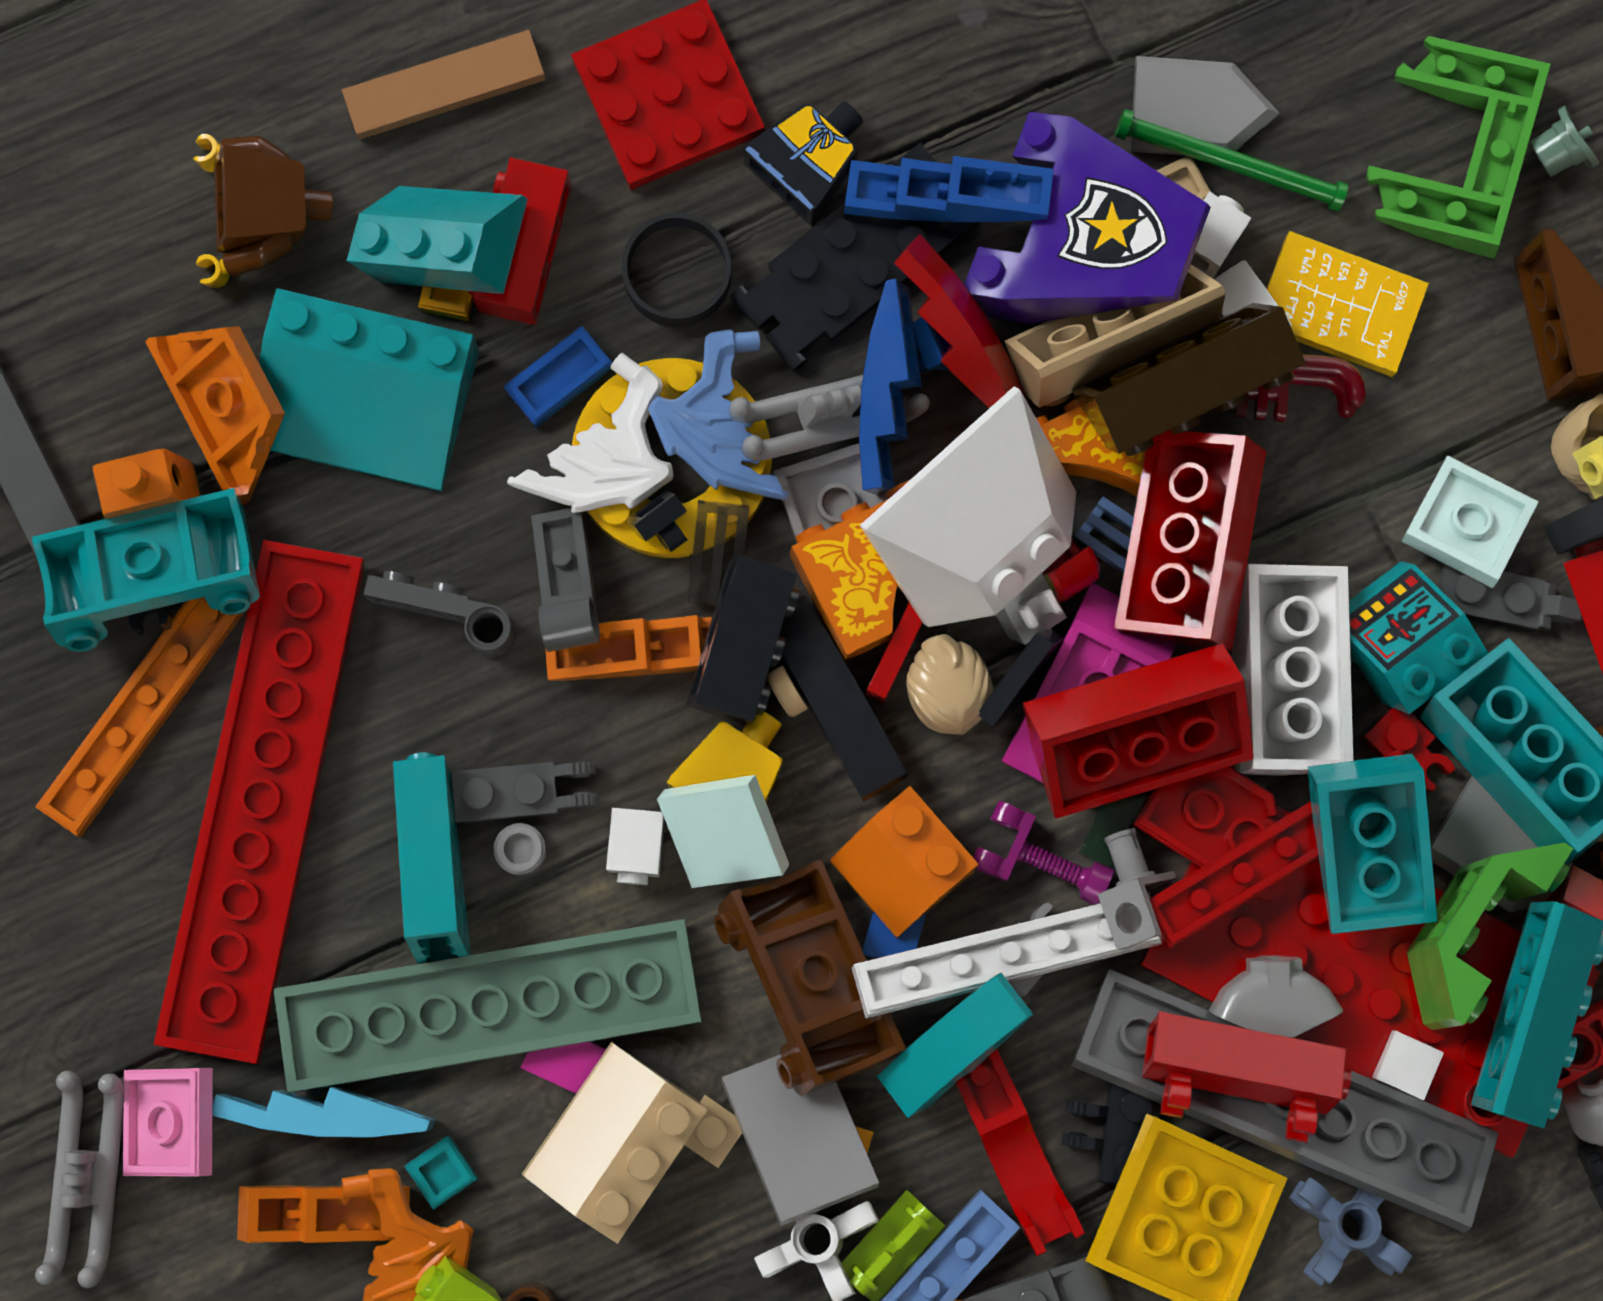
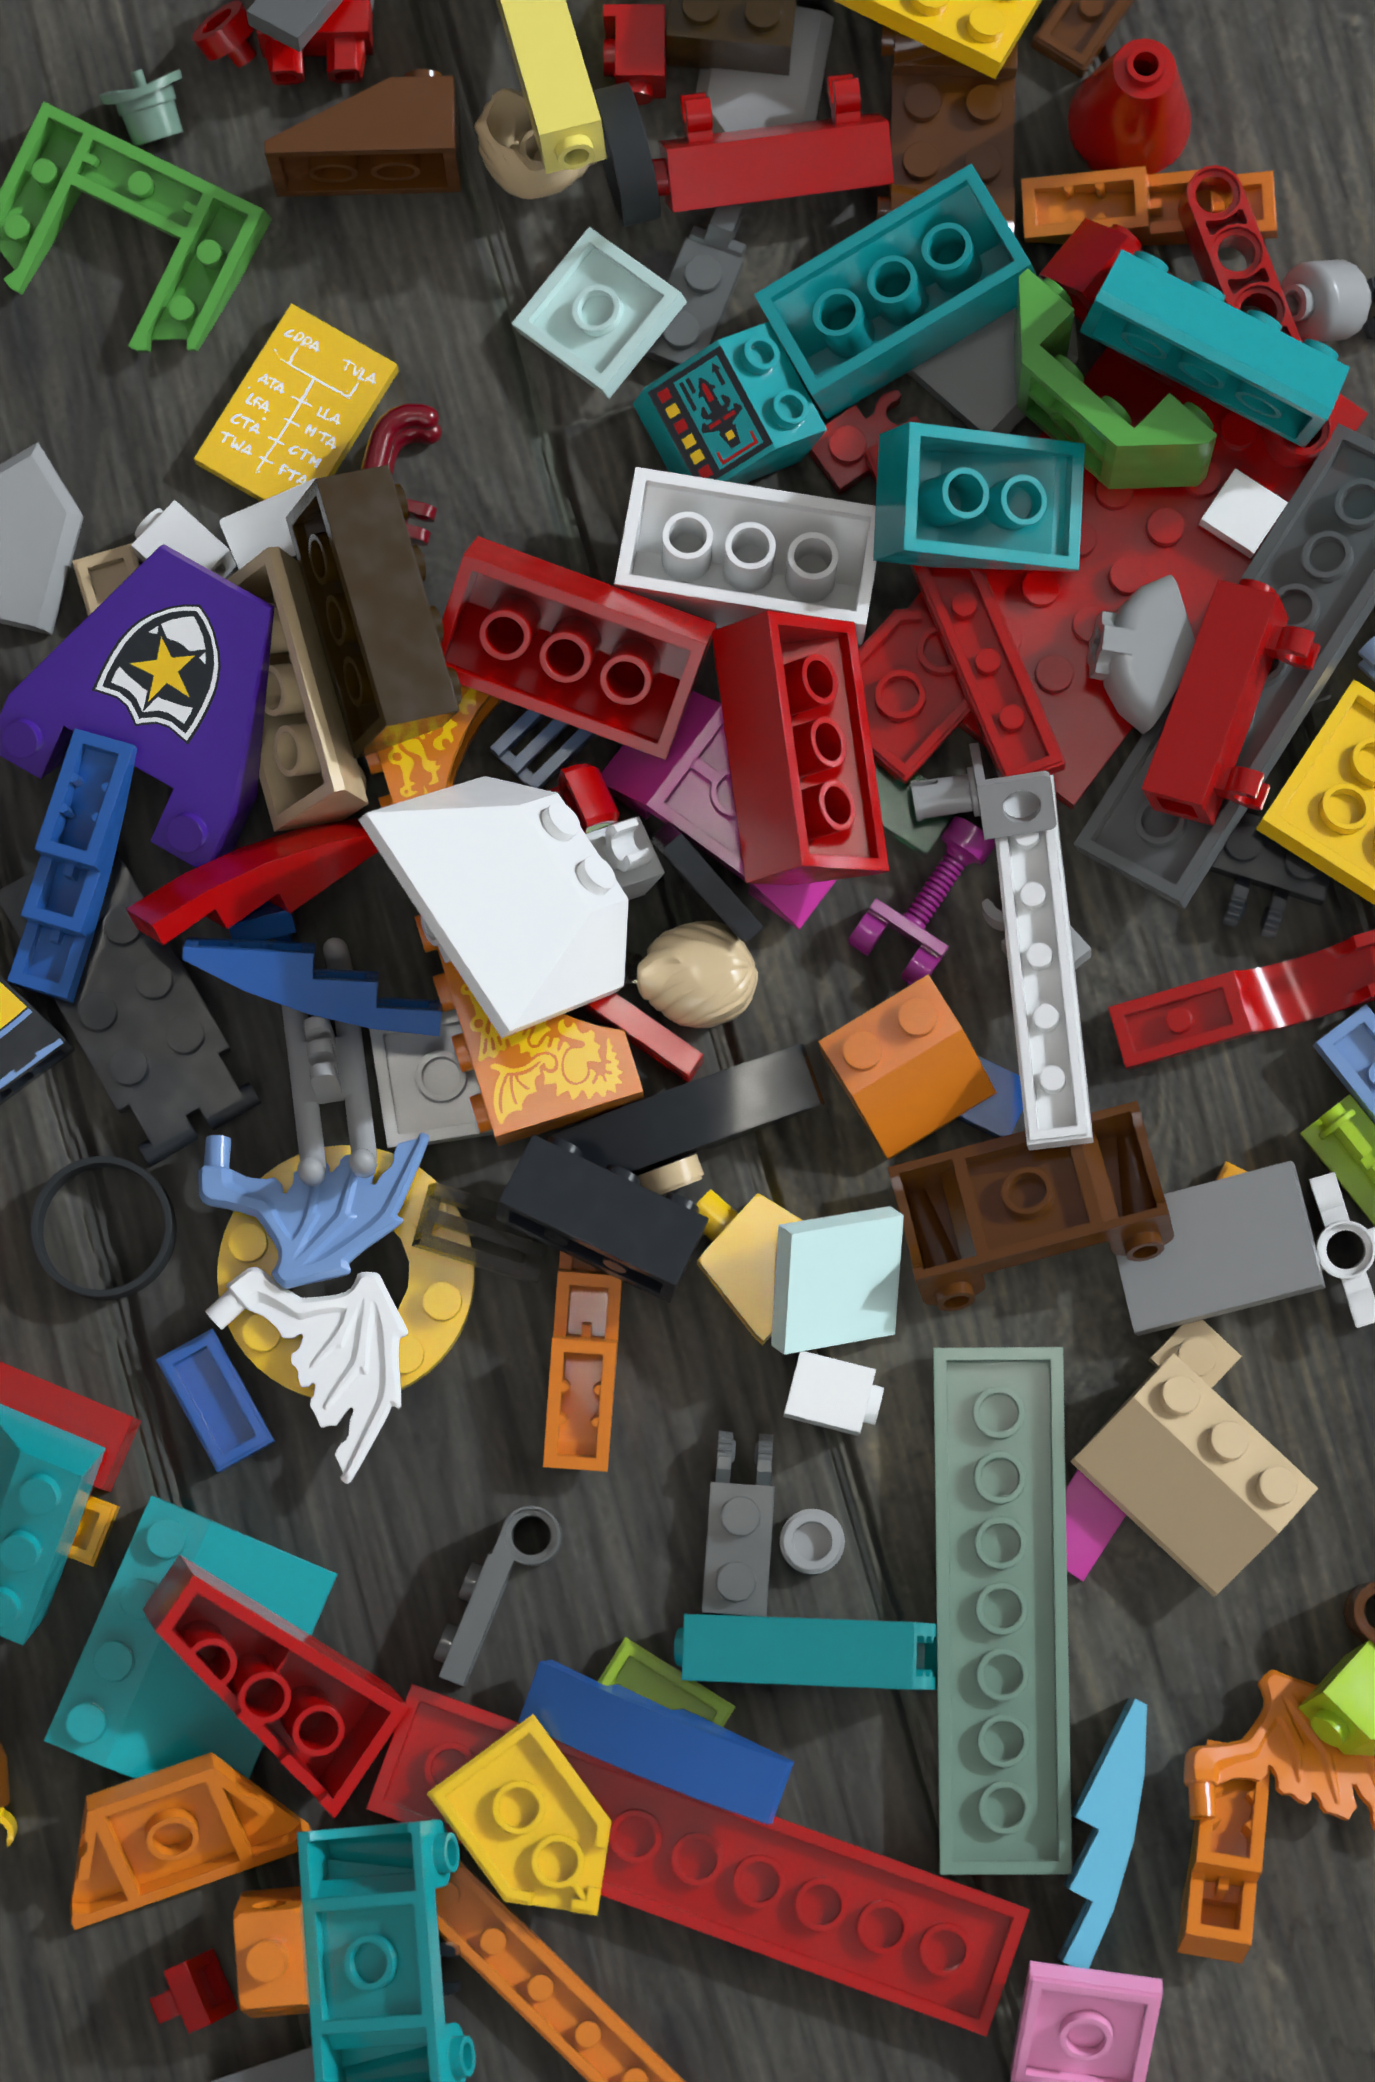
camera: 75 degrees left, 0 degrees up
(108, 435) = (195, 1992): none -> red tile
(268, 663) = (529, 1821): none -> yellow tile
(341, 750) = (658, 1742): none -> blue slope
(346, 451) = (287, 1687): none -> red wedge
(384, 739) = (662, 1683): none -> lime tile
(441, 1172) = (1195, 1699): teal tile -> none
(565, 580) = (485, 1429): dark grey plate -> none
(658, 519) = (432, 1297): black tile -> none
(955, 1045) = (1141, 1041): teal slope -> none
(1231, 160) = (156, 397): green bar -> none

